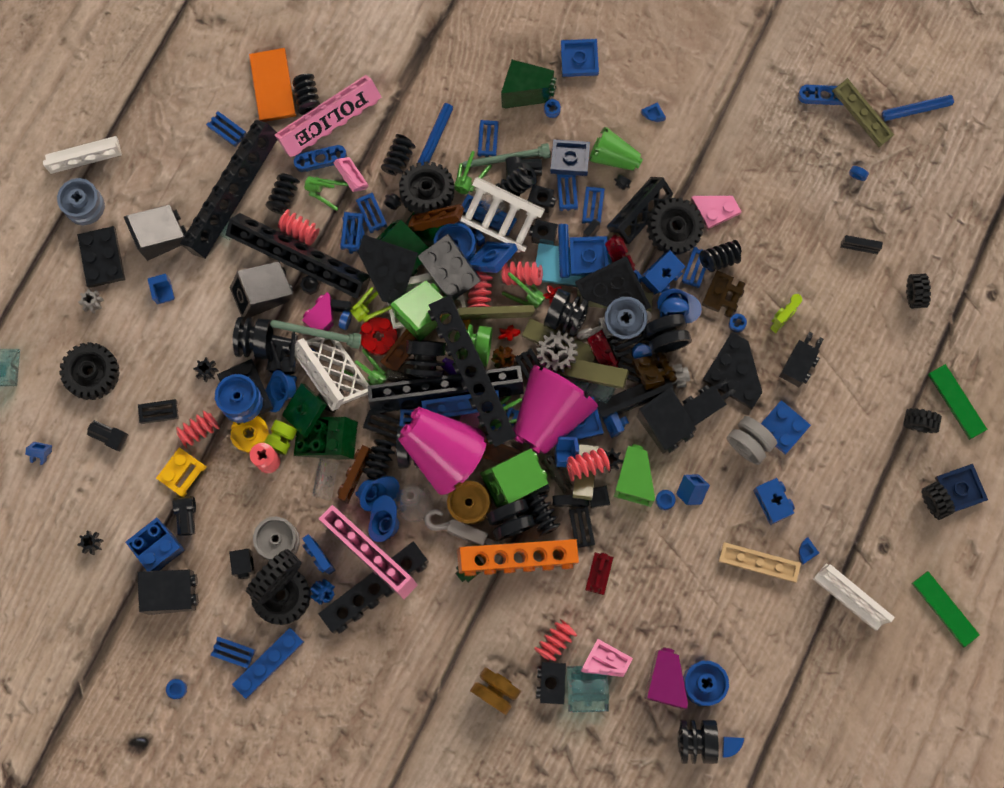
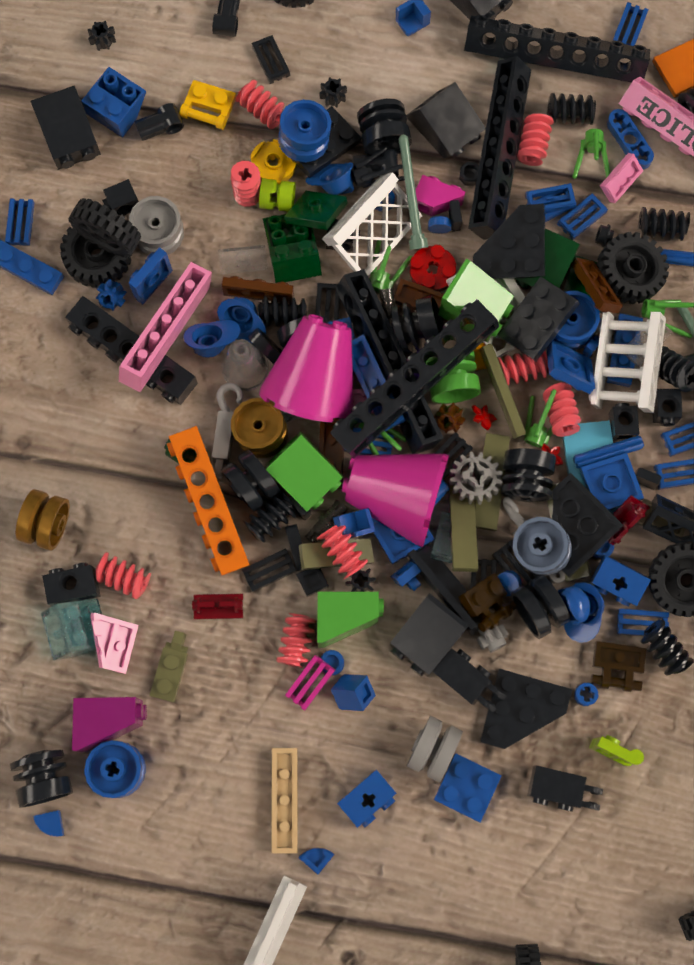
camera: 70 degrees right, 0 degrees up
(360, 310) = (455, 238): lime plant -> none
(406, 478) = (265, 345): none -> black beam
(602, 349) = (495, 533): dark red hinge -> none
(637, 623) = (170, 669): none -> olive hinge
(642, 520) = (296, 640): none -> coral piece
(686, 532) = (297, 699): none -> dark pink tile

